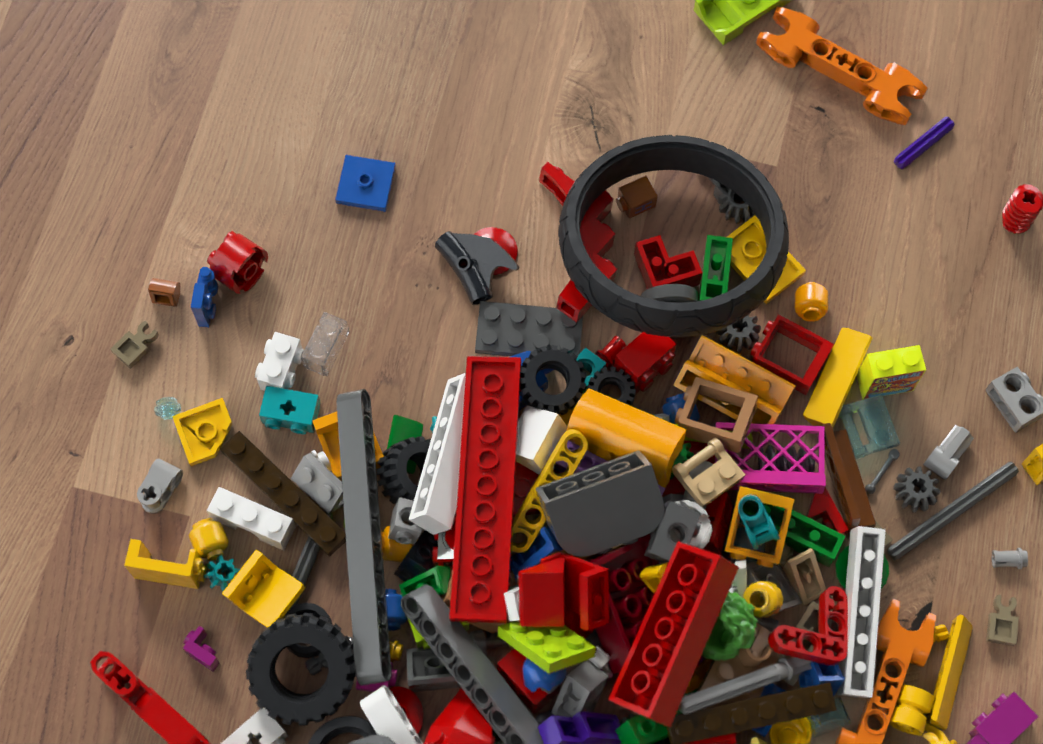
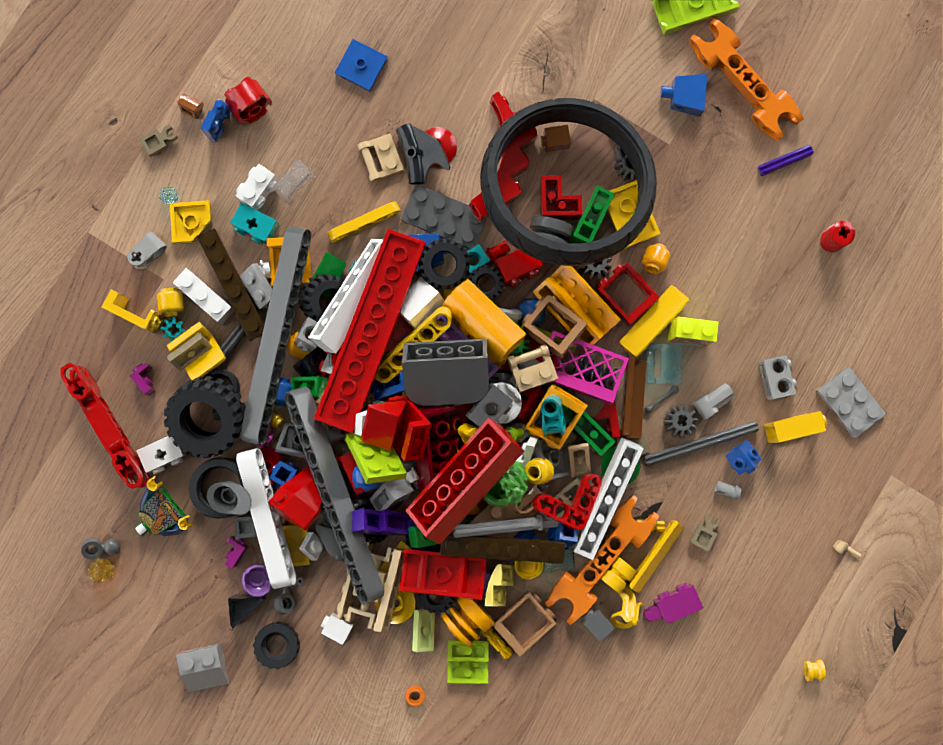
camera: 10 degrees right, 15 degrees up
(254, 592) = (189, 351): none -> dark tan plate
(424, 710) = (280, 471): none -> blue brick
(429, 366) = (363, 222): none -> yellow beam
(431, 278) = (387, 156): none -> tan plate
(777, 101) = (687, 94): none -> blue torso
(1014, 510) = (743, 458): none -> blue brick

